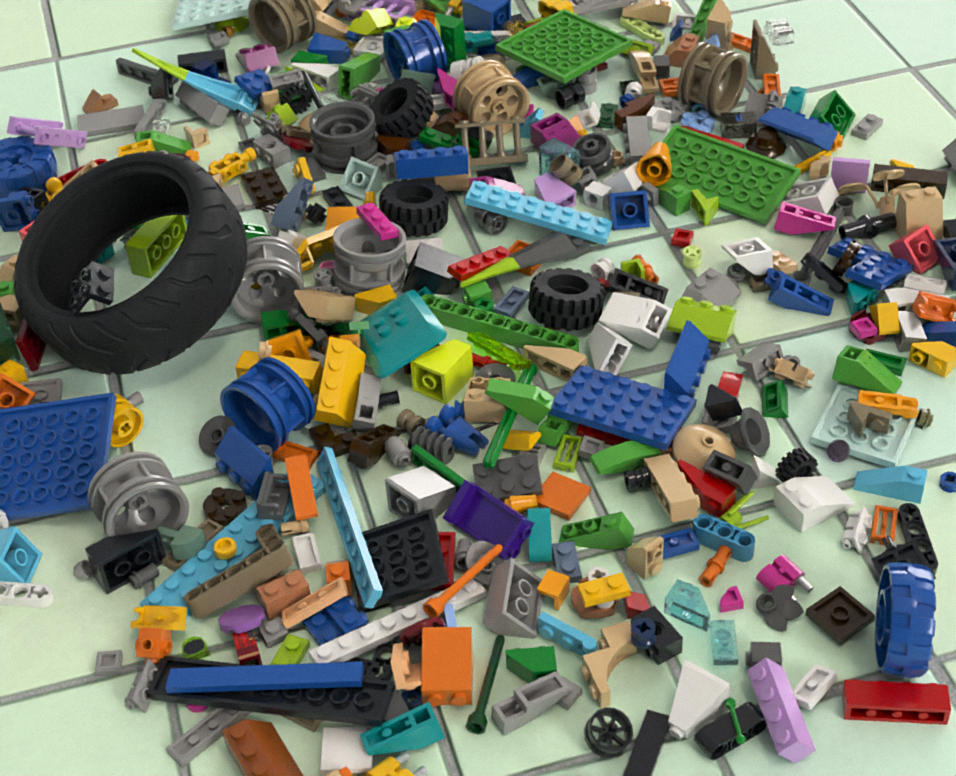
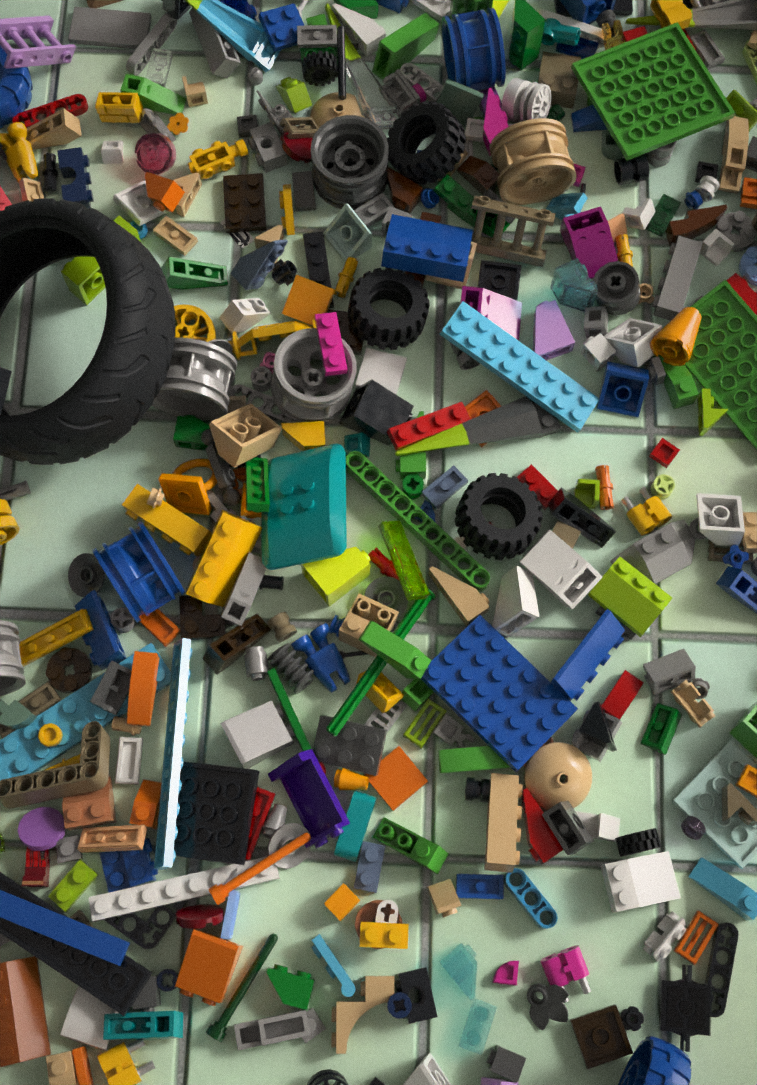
camera: 15 degrees right, 30 degrees up
(209, 473) = (55, 636): none -> yellow tile
(235, 195) = (206, 208): light grey tile -> none
(269, 100) = (291, 61): tan slope -> none
(406, 675) = (169, 954): light nougat bracket -> none
(513, 601) = (299, 902): light grey slope -> none
(565, 170) = (574, 308): dark tan wheel -> none
(602, 267) = (559, 471): white wheel -> none
(635, 604) = (416, 946): slope -> none
(685, 273) = (647, 515): none -> yellow piece
(715, 566) = (509, 928): orange pin -> none
(734, 518) = (548, 876): lime plant -> none
(751, 432) = (614, 775): dark grey hat -> none
(862, 594) = (638, 1018): none -> black plate

